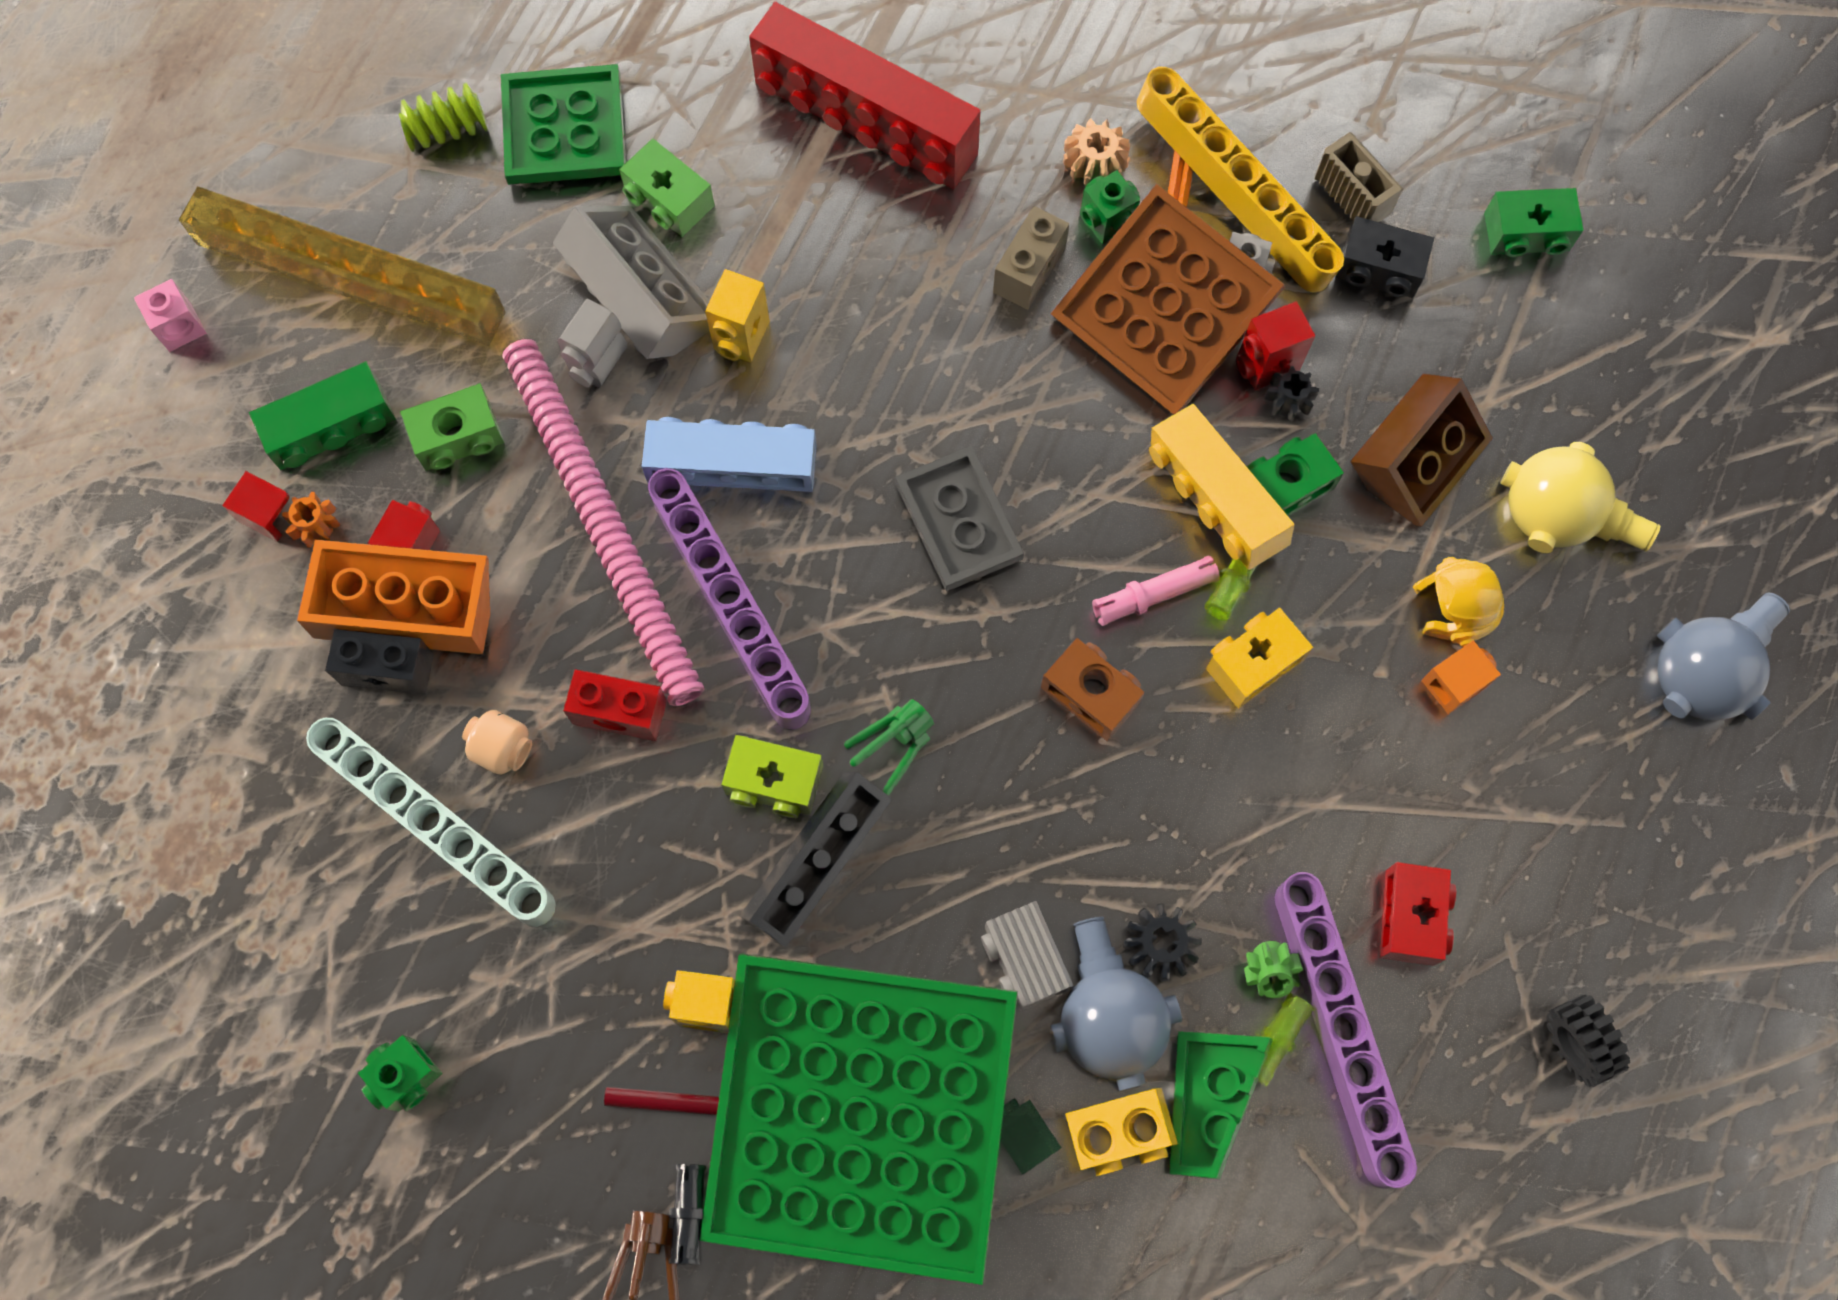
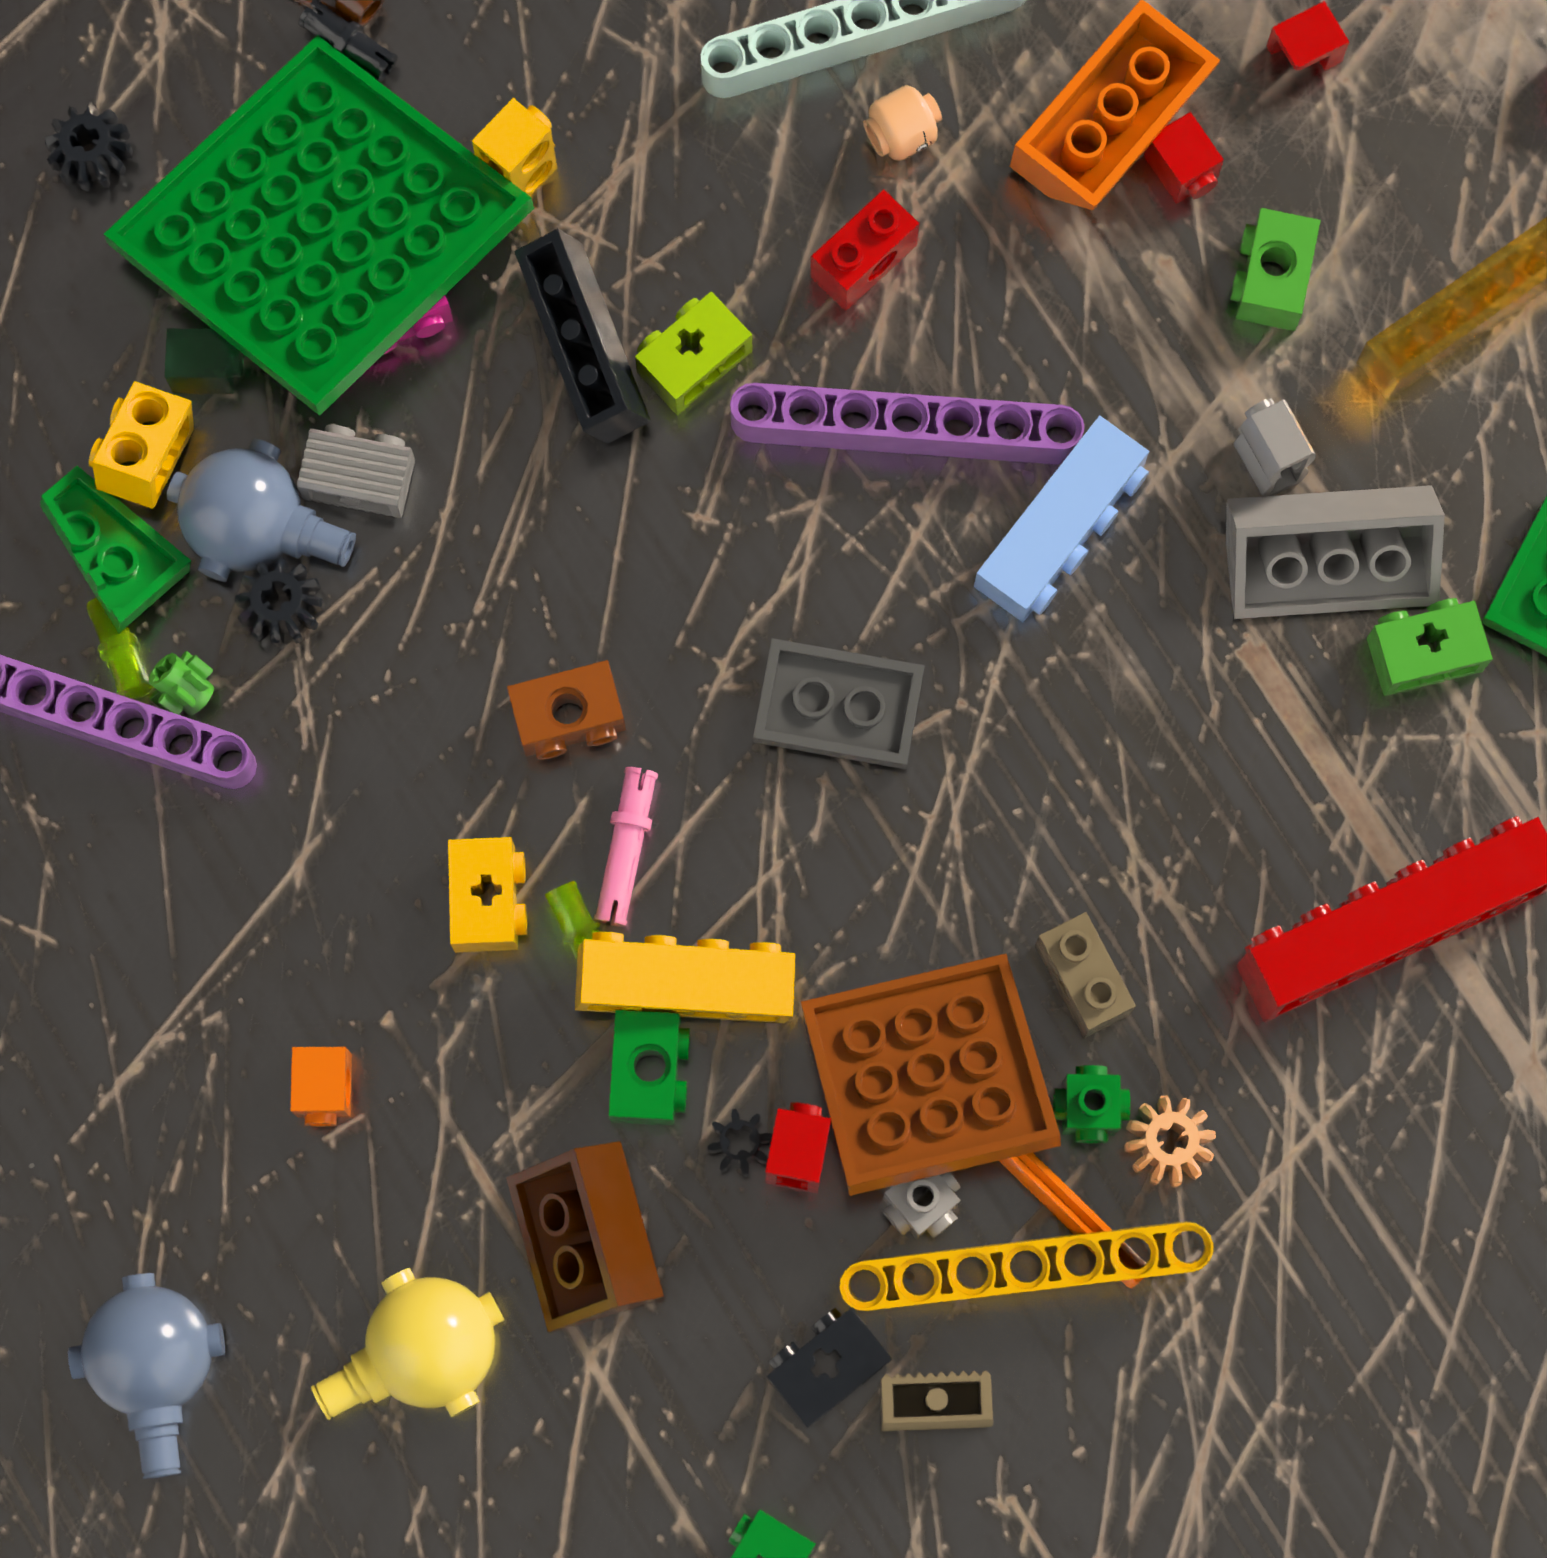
camera: 125 degrees right, 5 degrees up
(302, 511) = (1250, 84): orange gear -> none
(322, 416) = (1372, 153): green brick -> none
(379, 661) = (1056, 59): black brick -> none
(603, 523) = (1080, 354): bright pink piece -> none
(661, 1101) = (466, 76): dark red bar -> none
(737, 316) = (1209, 611): yellow brick -> none
(905, 725) = (657, 513): green plant -> none
(1401, 930) = (113, 834): red brick -> none
(1468, 597) = (396, 1148): yellow helmet -> none

